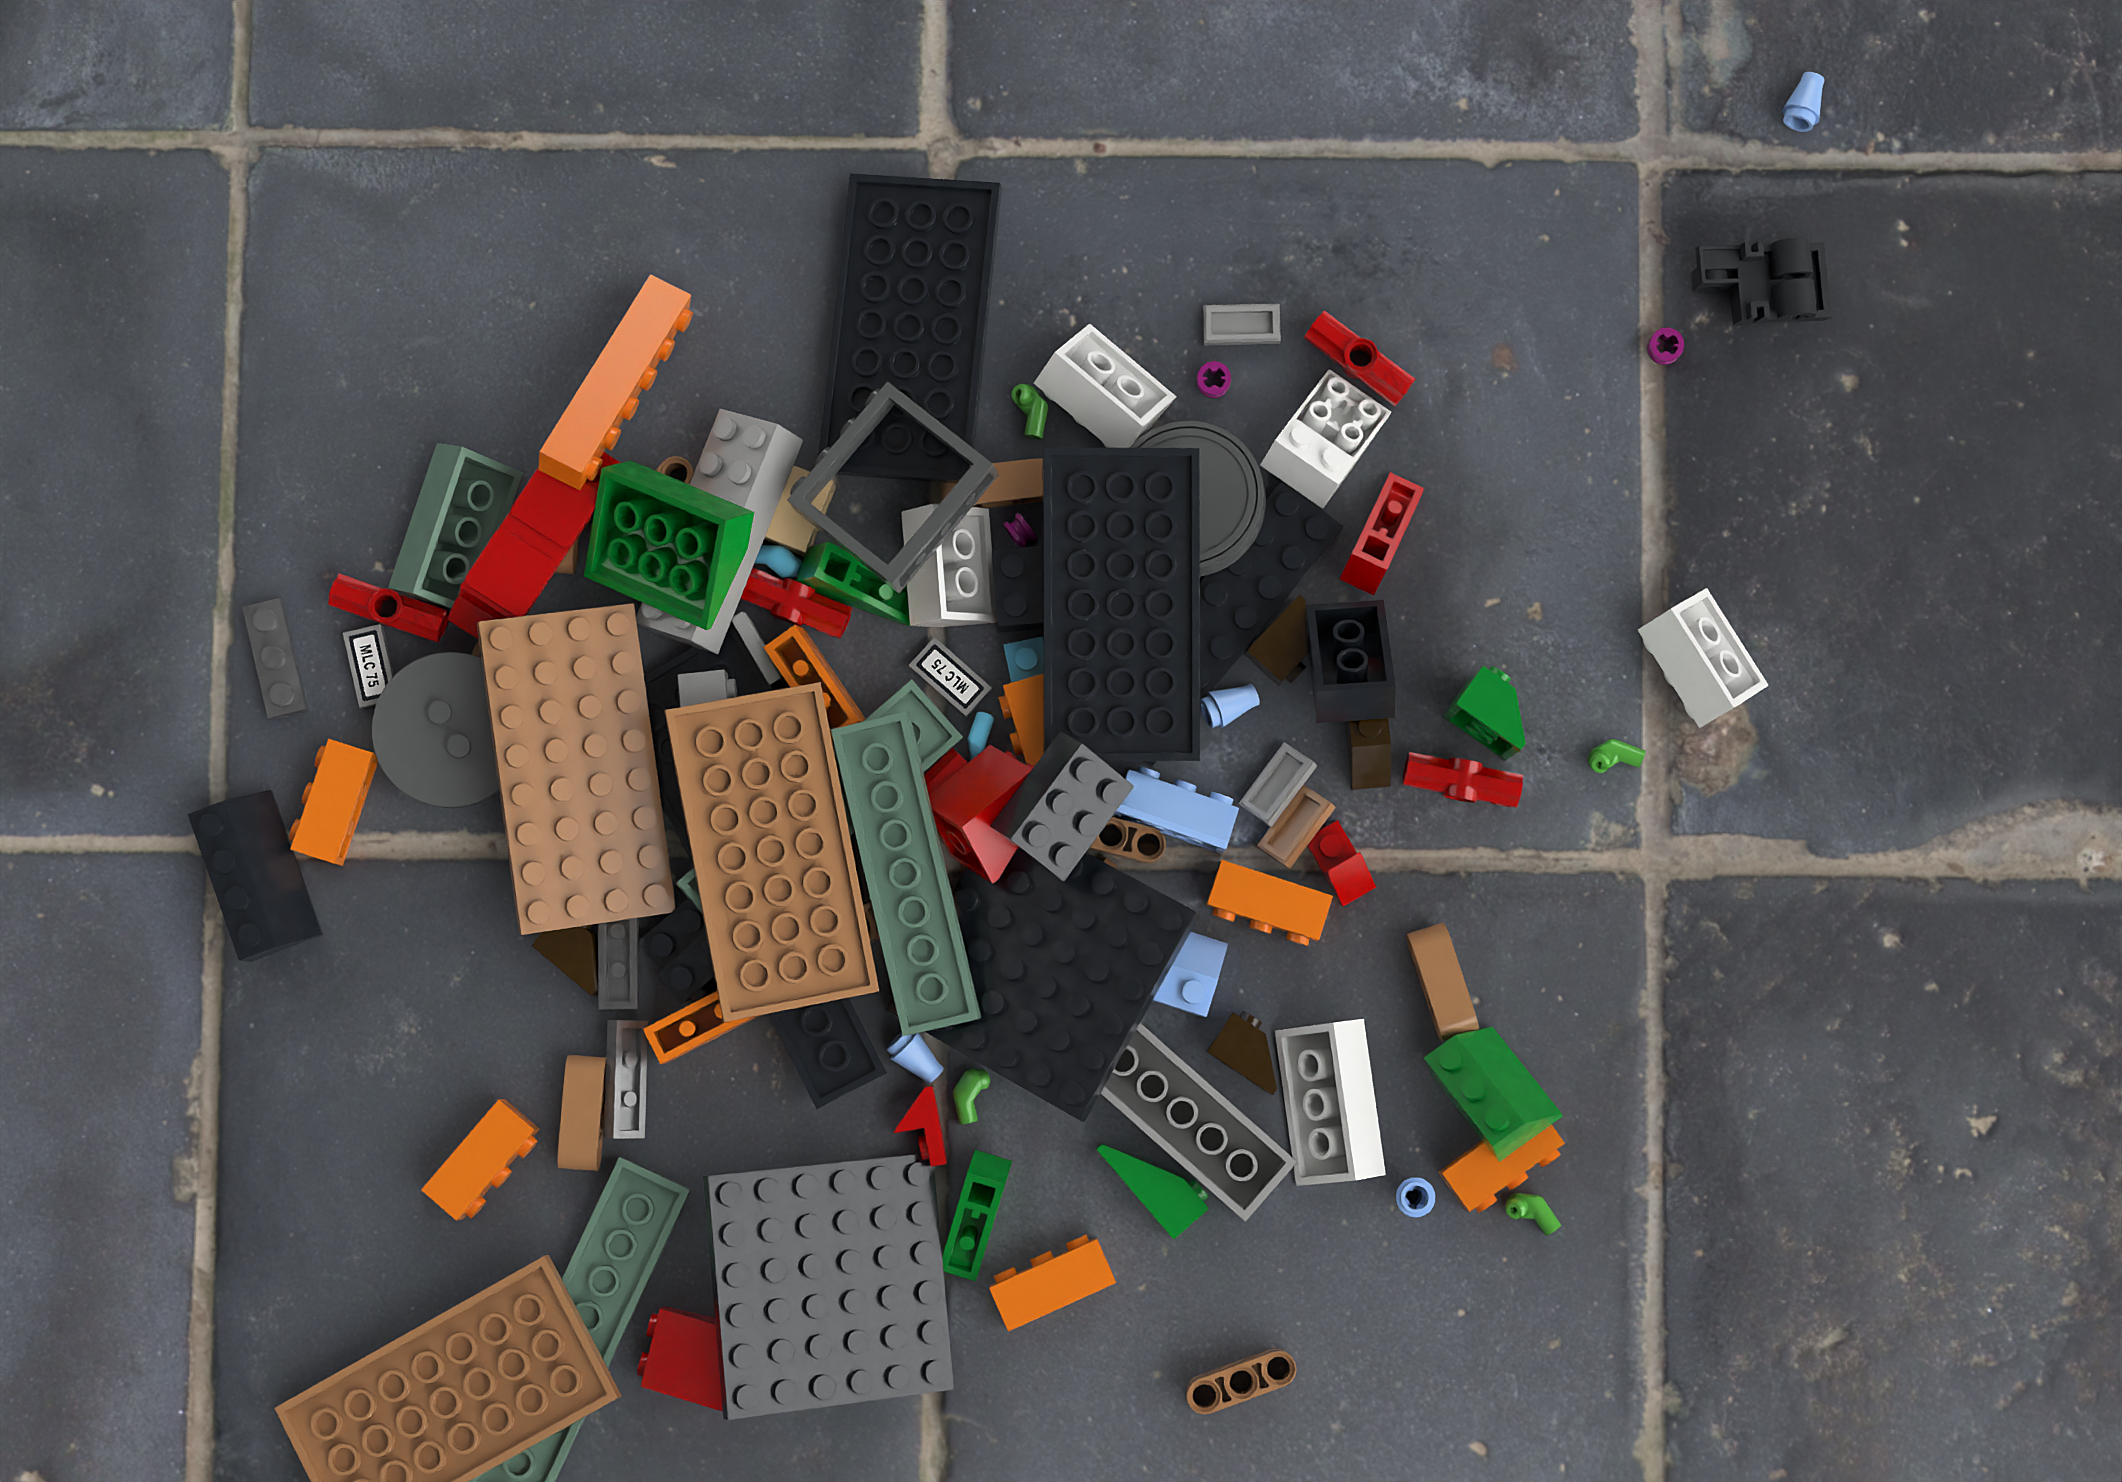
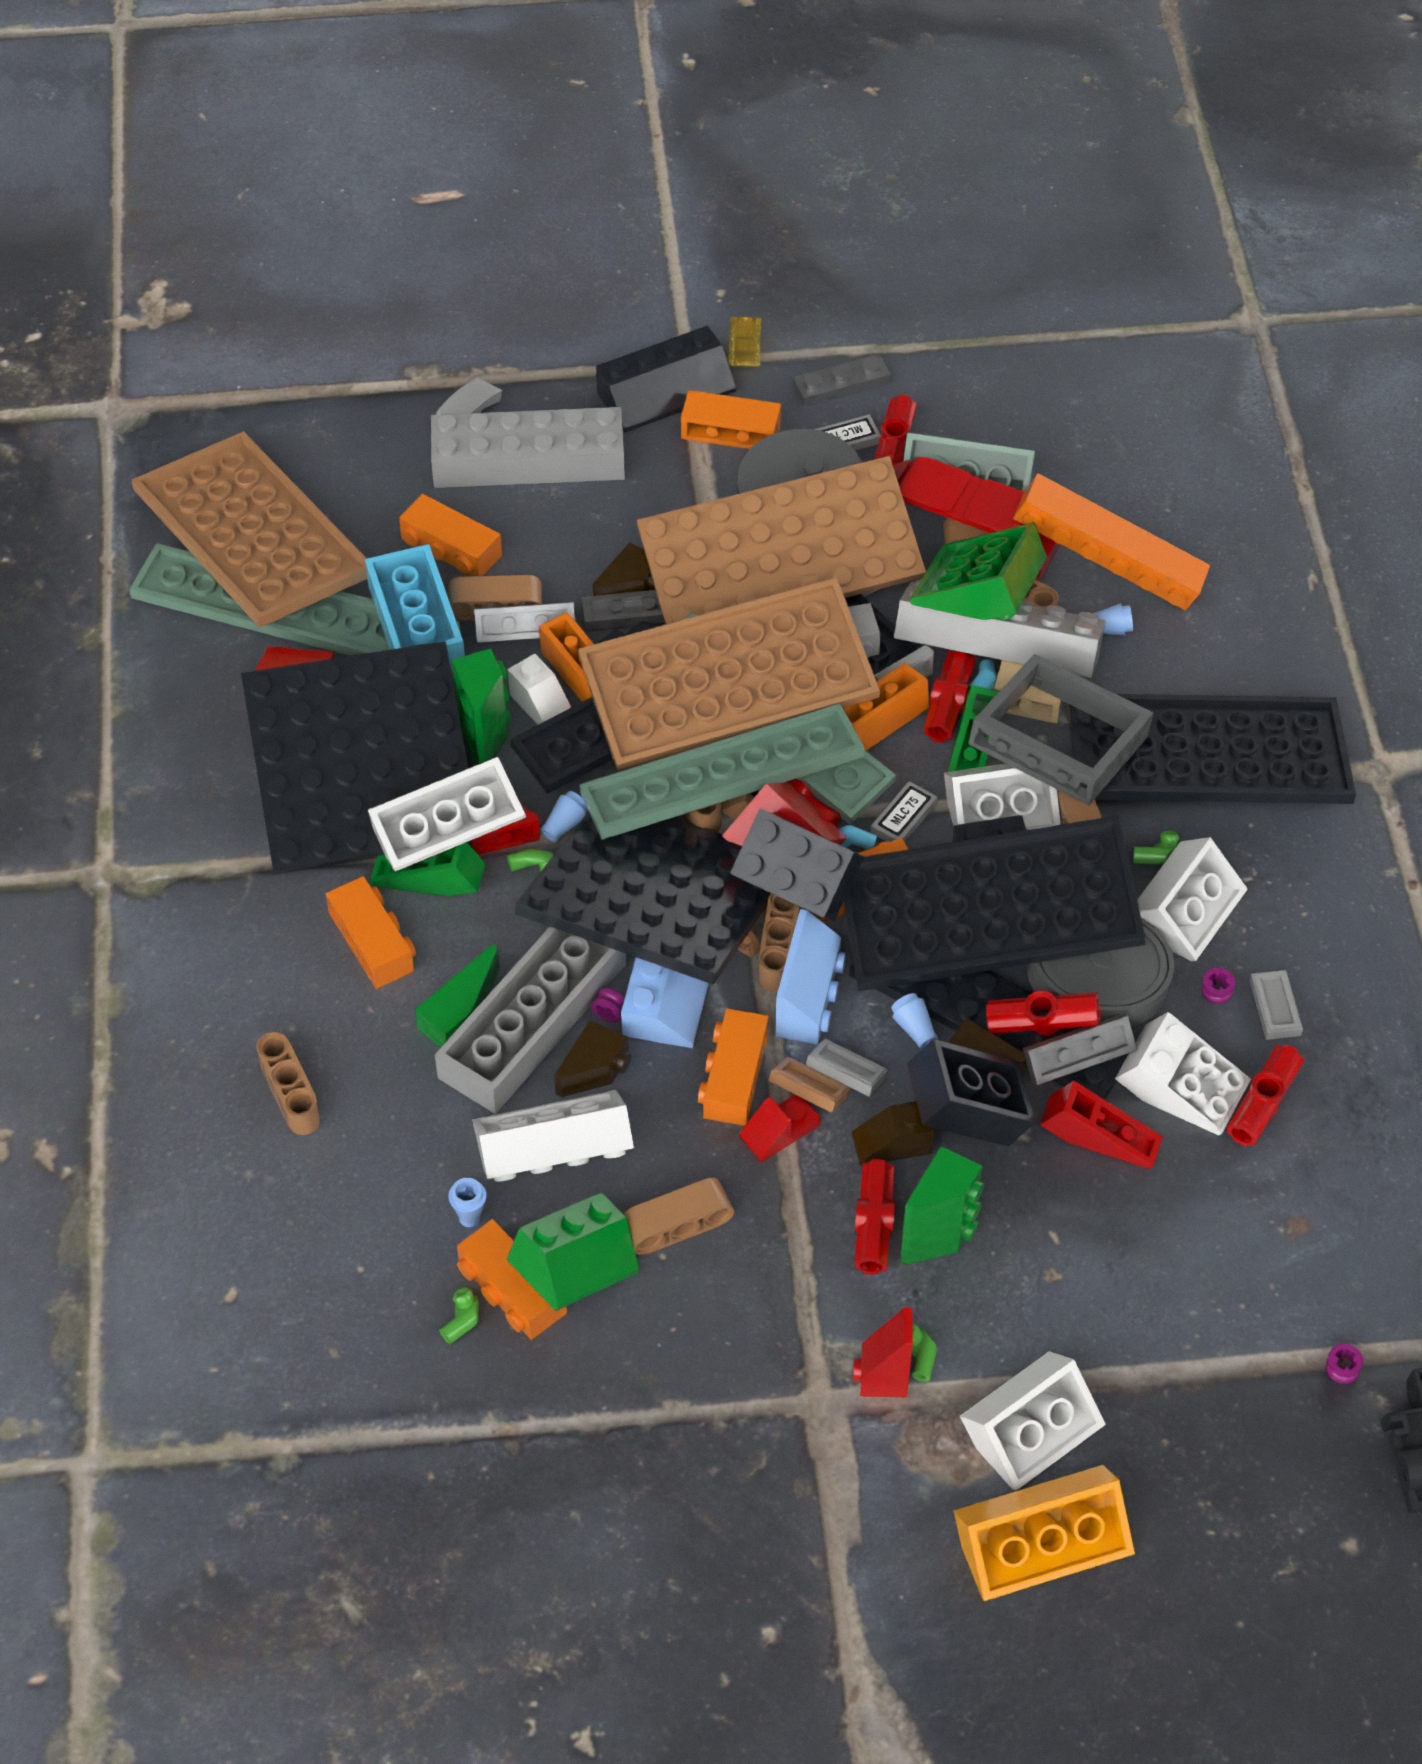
camera: 85 degrees right, 30 degrees down
(204, 769) = (745, 341): none -> clear yellow brick
(258, 1122) = (471, 398): none -> light grey slope
(349, 1056) = (527, 447): none -> light grey brick
(621, 1210) = (412, 600): none -> medium azure brick
(704, 402) = (1117, 619): none -> light blue cone
(741, 1068) = (536, 689): none -> white slope
(775, 1137) = (481, 703): none -> green slope
(940, 1189) = (445, 814): none -> white slope
(1175, 1028) = (608, 1005): none -> magenta bush
(1256, 595) = (1022, 1013): none -> red piece
(1300, 539) = (1079, 1049): none -> flat silver plate
(1643, 791) = (886, 1358): none -> red slope
(1820, 666) = (1045, 1532): none -> light orange slope

